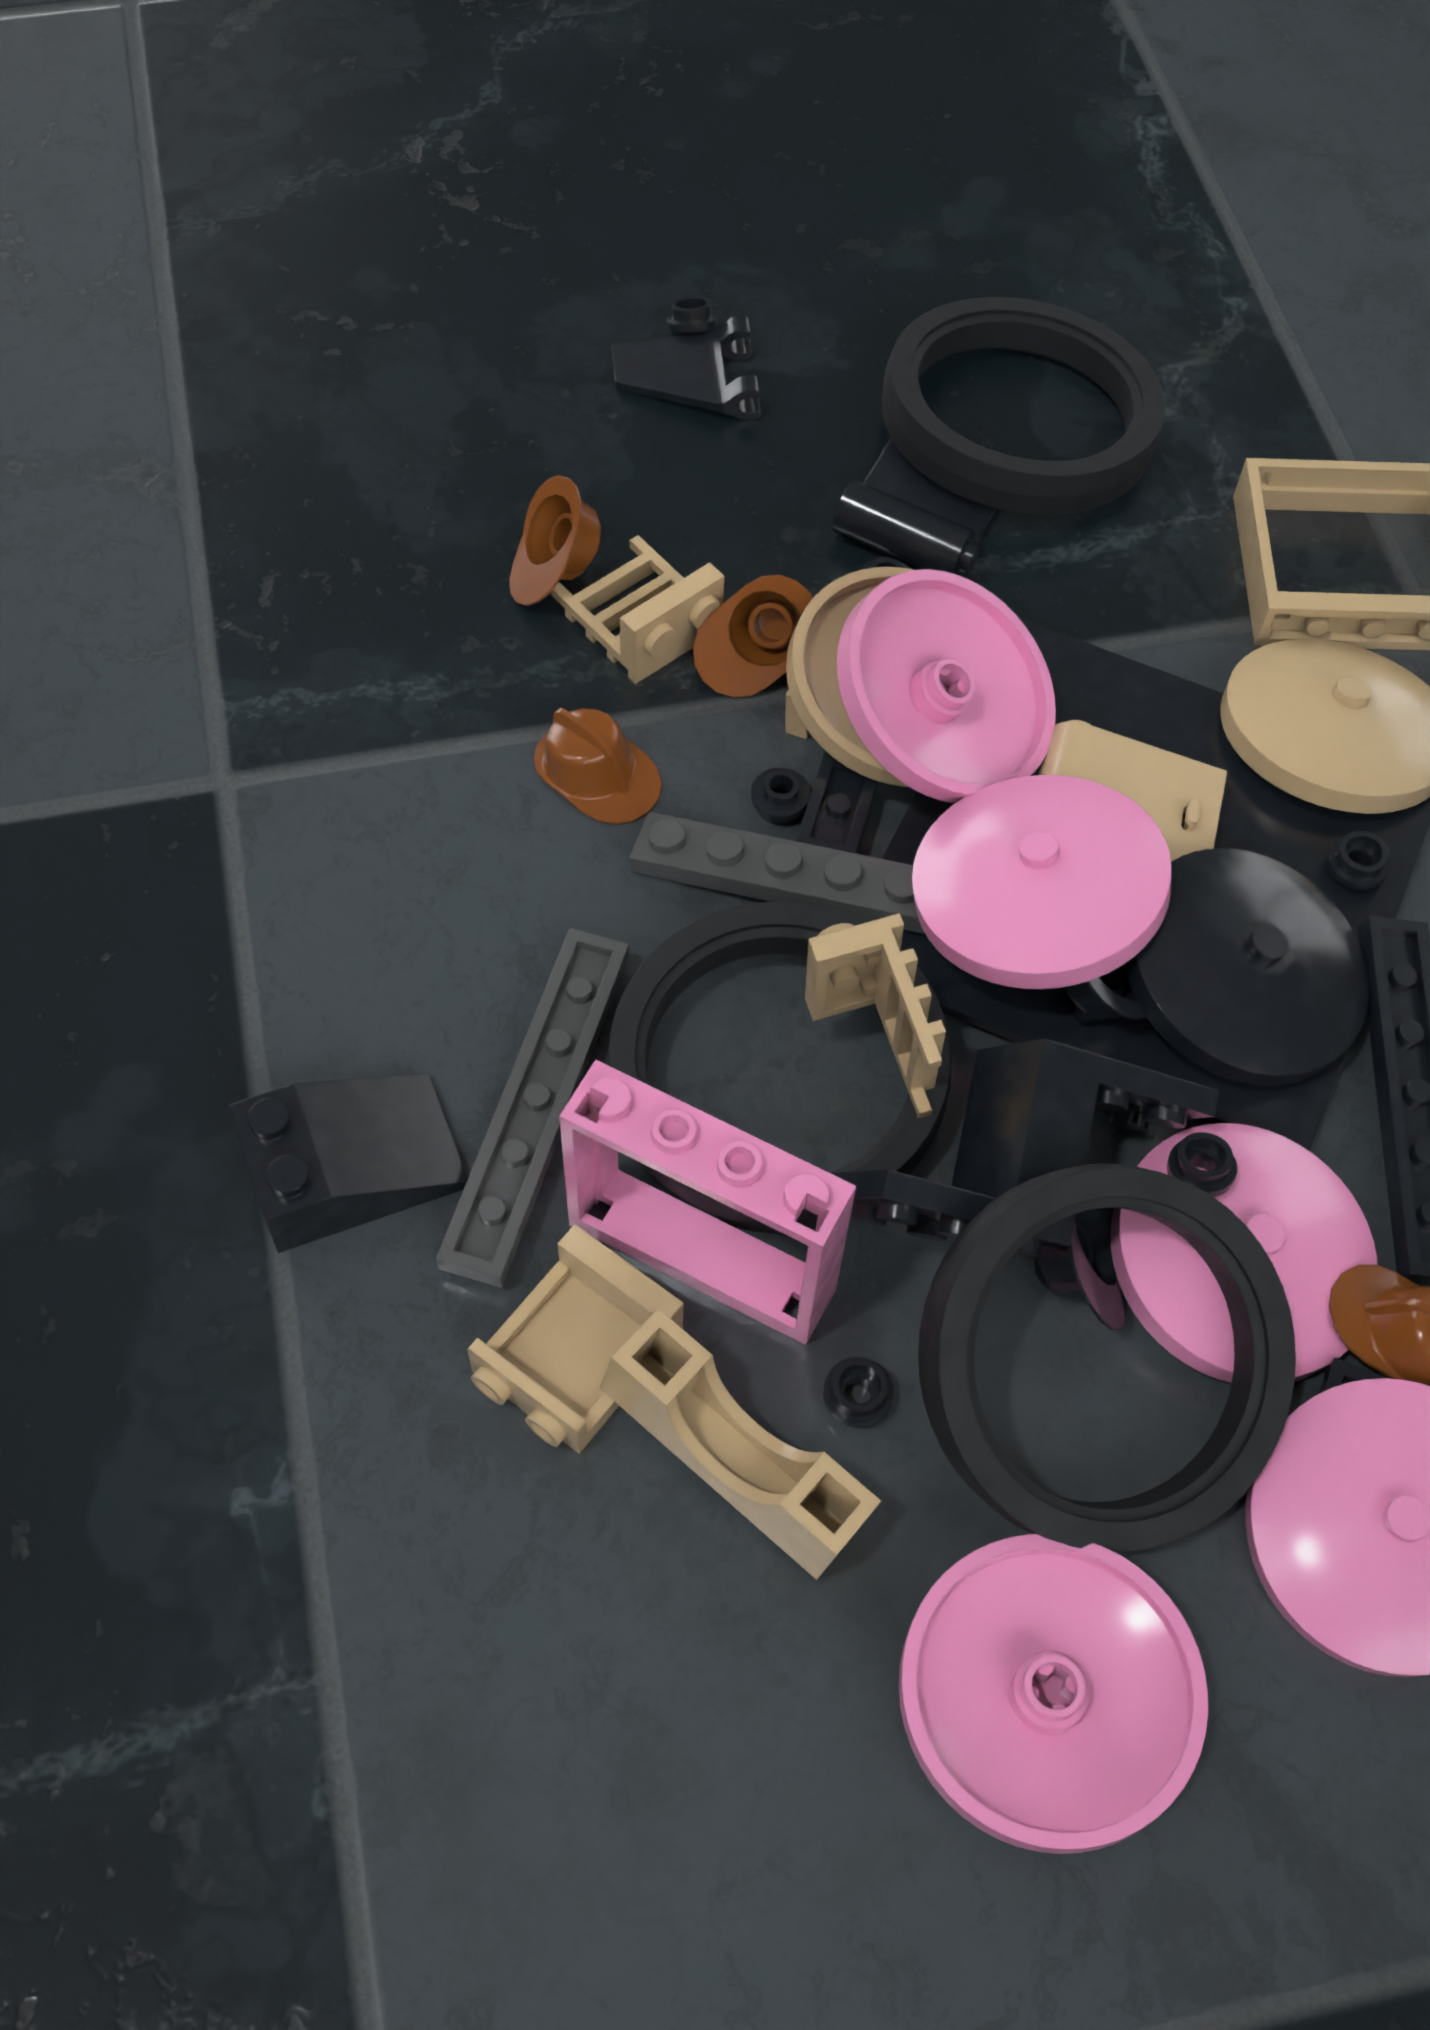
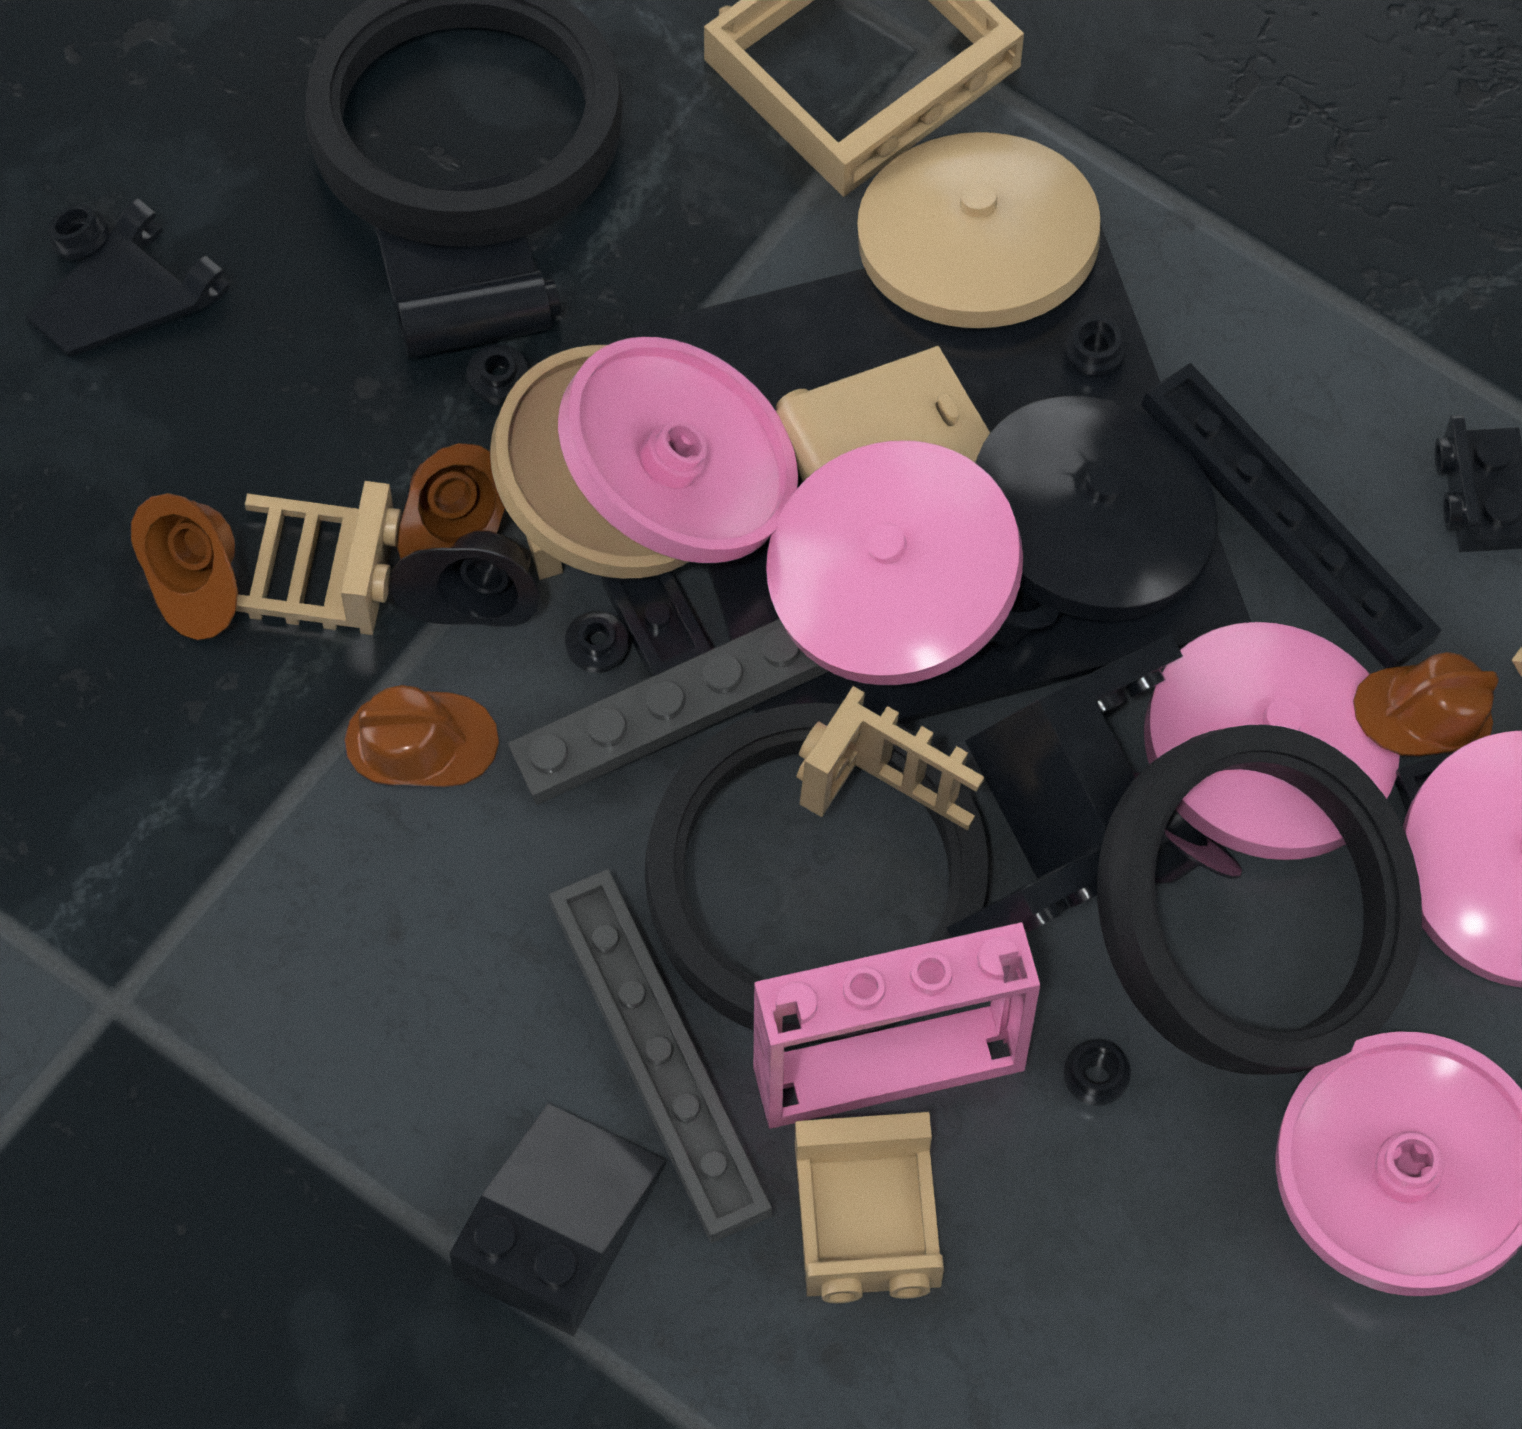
camera: 40 degrees left, 5 degrees up
(723, 685) = (472, 583): none -> black piece
(787, 1493) = (1133, 1183): tan arch -> none
(1206, 1152) = (1198, 686): black plate -> none

